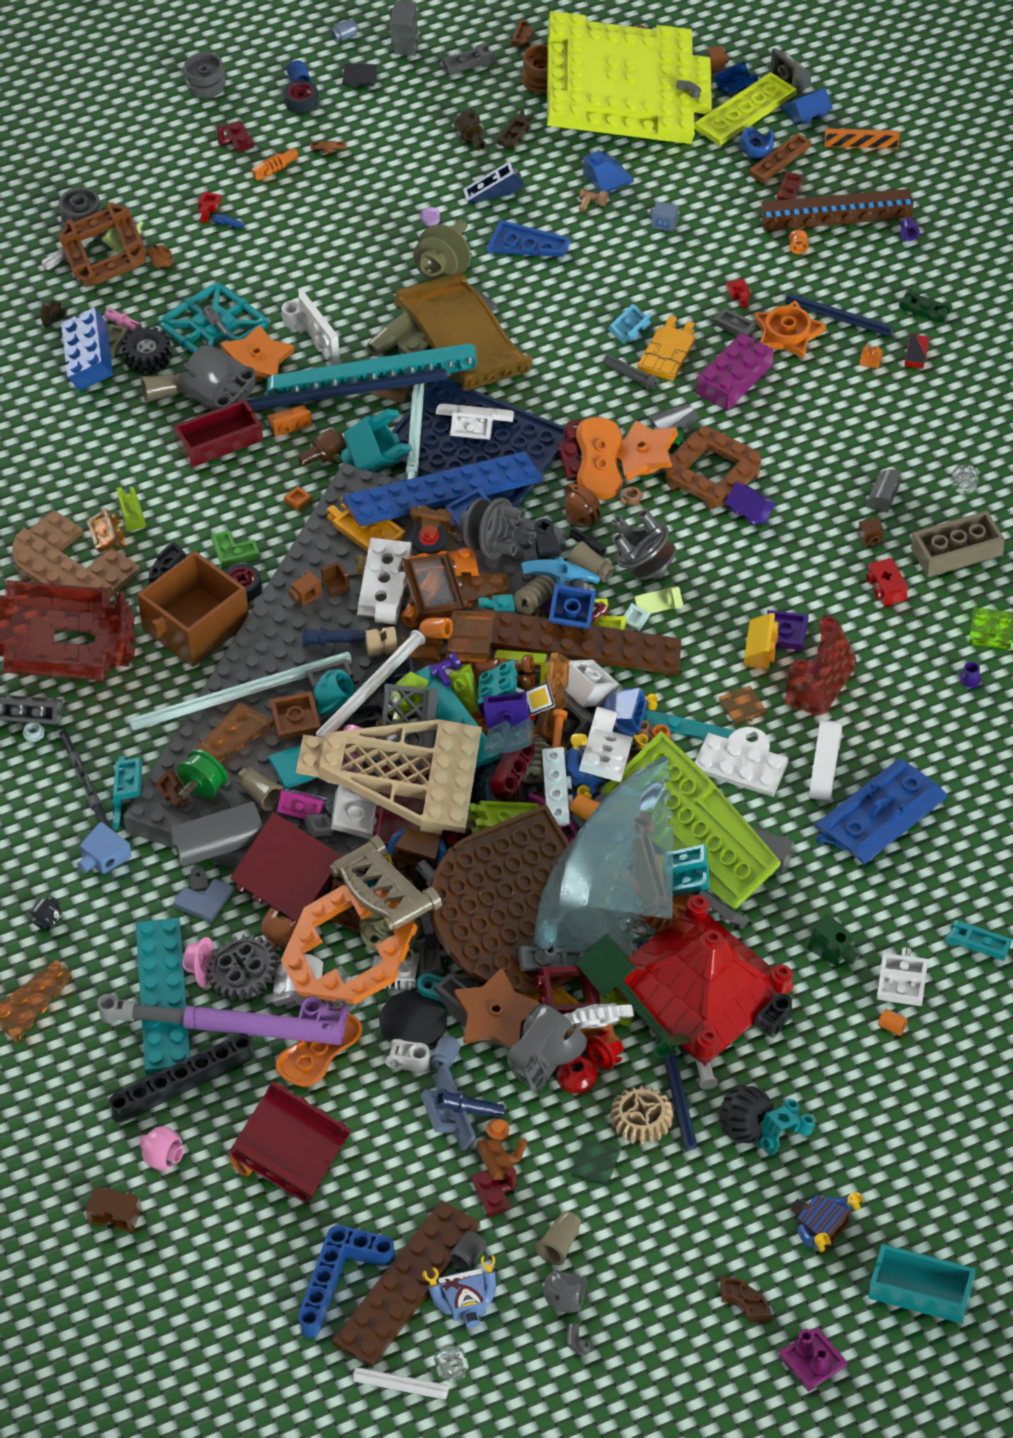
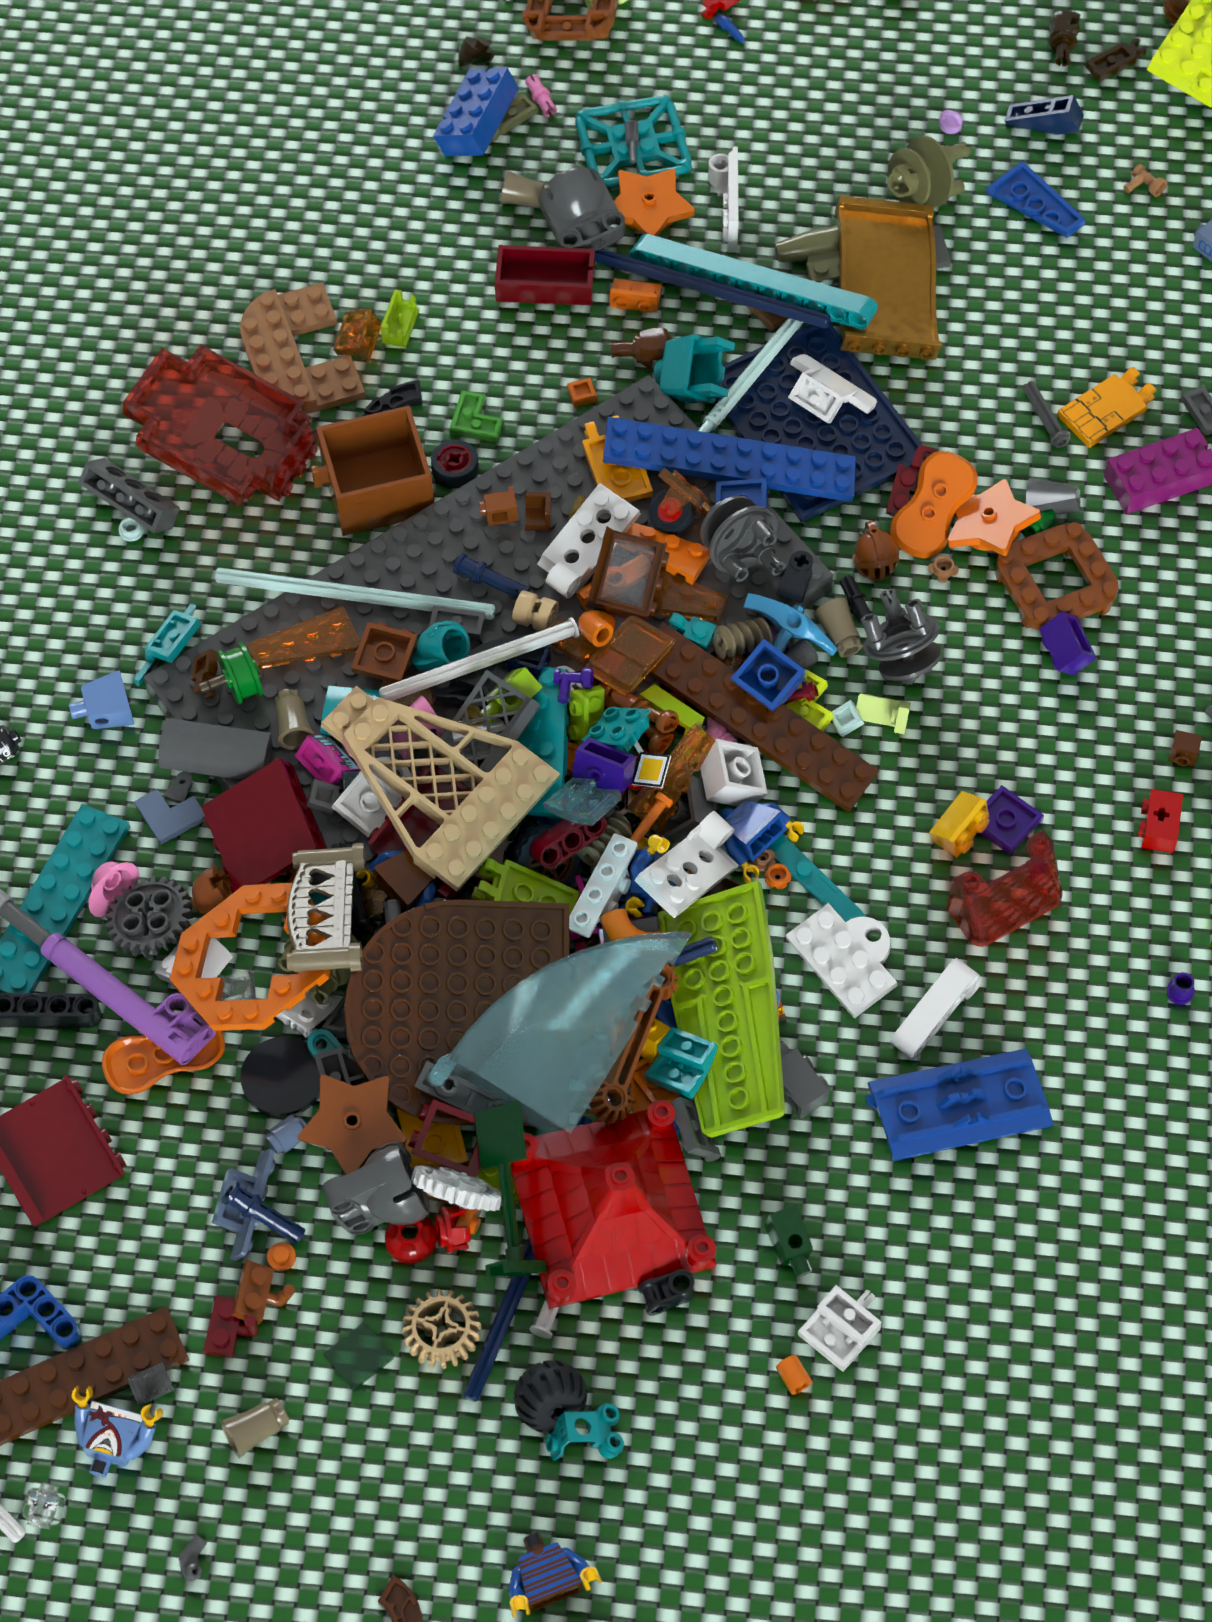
camera: 30 degrees right, 10 degrees up
(76, 761) = (137, 640): piece -> none
(146, 350) = (540, 141): black wheel -> none
(160, 256) = (628, 37): dark orange plate -> none
(408, 1056) = (243, 1113): white piece -> none
(565, 1291) = (214, 1495): dark grey piece -> none
(605, 172) = (1184, 155): blue slope -> none
(629, 323) = (1082, 354): medium azure bracket -> none
(742, 705) = (895, 887): clear orange piece -> none
(979, 940) = (963, 1328): teal plate -> none

